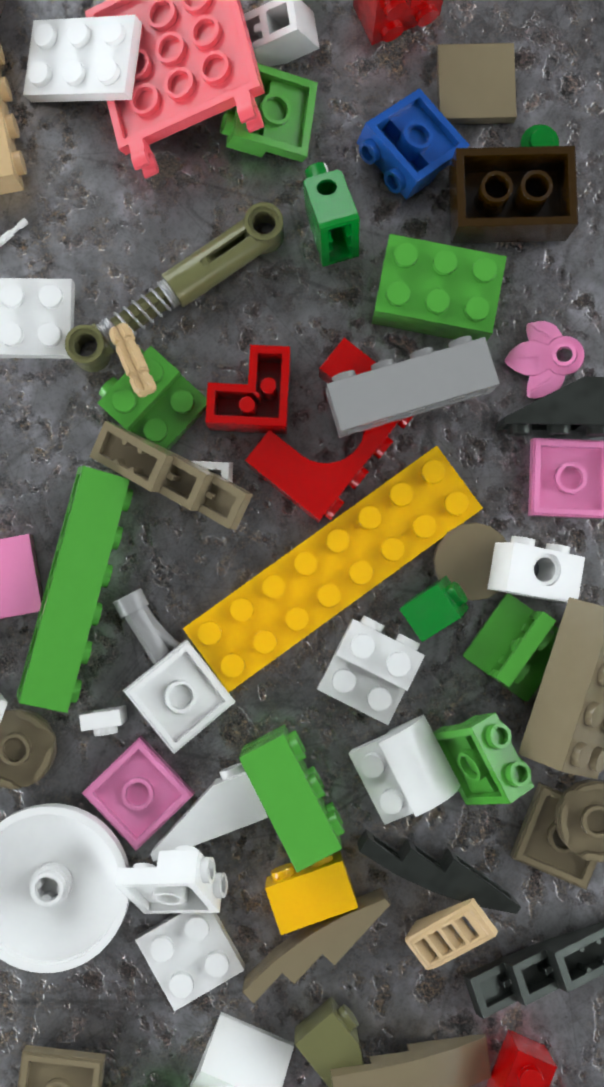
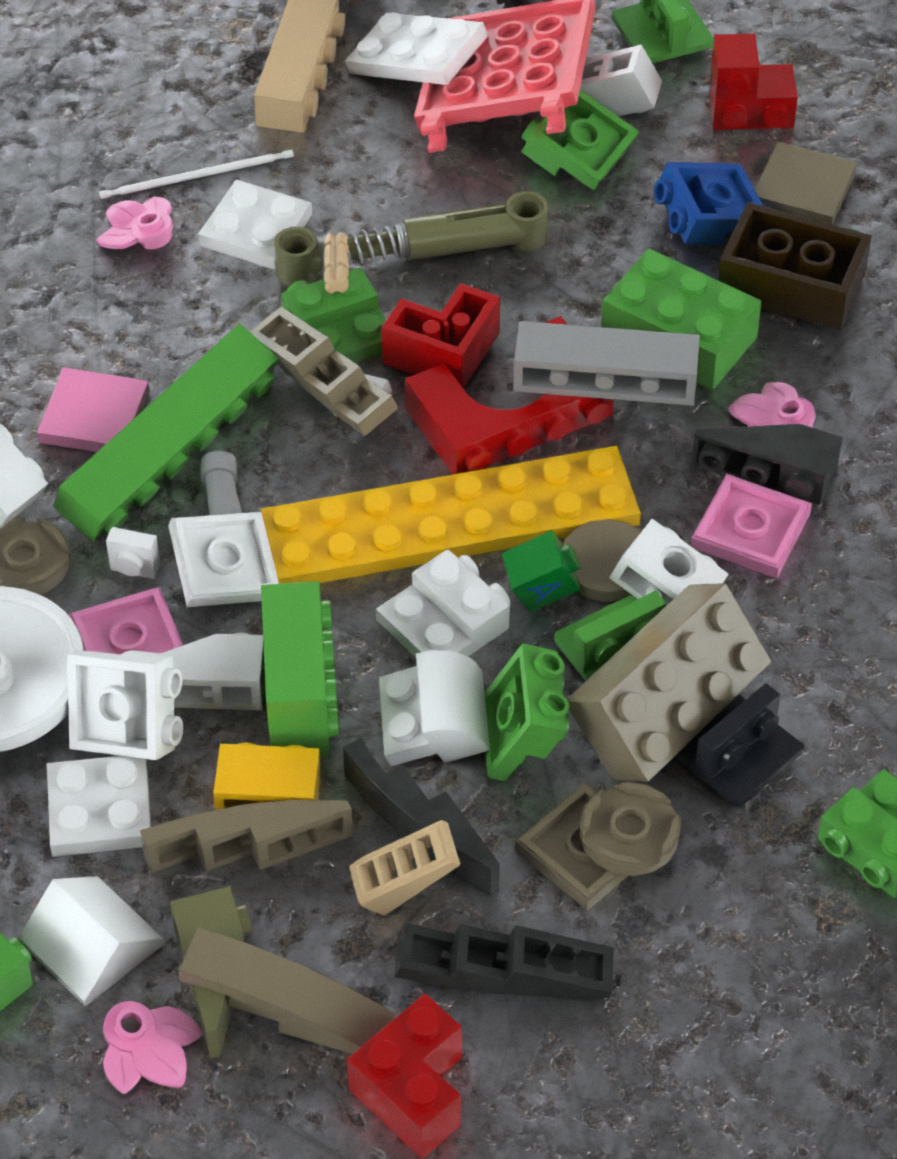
camera: 25 degrees right, 35 degrees down
(331, 214) = (597, 216): green torso -> none

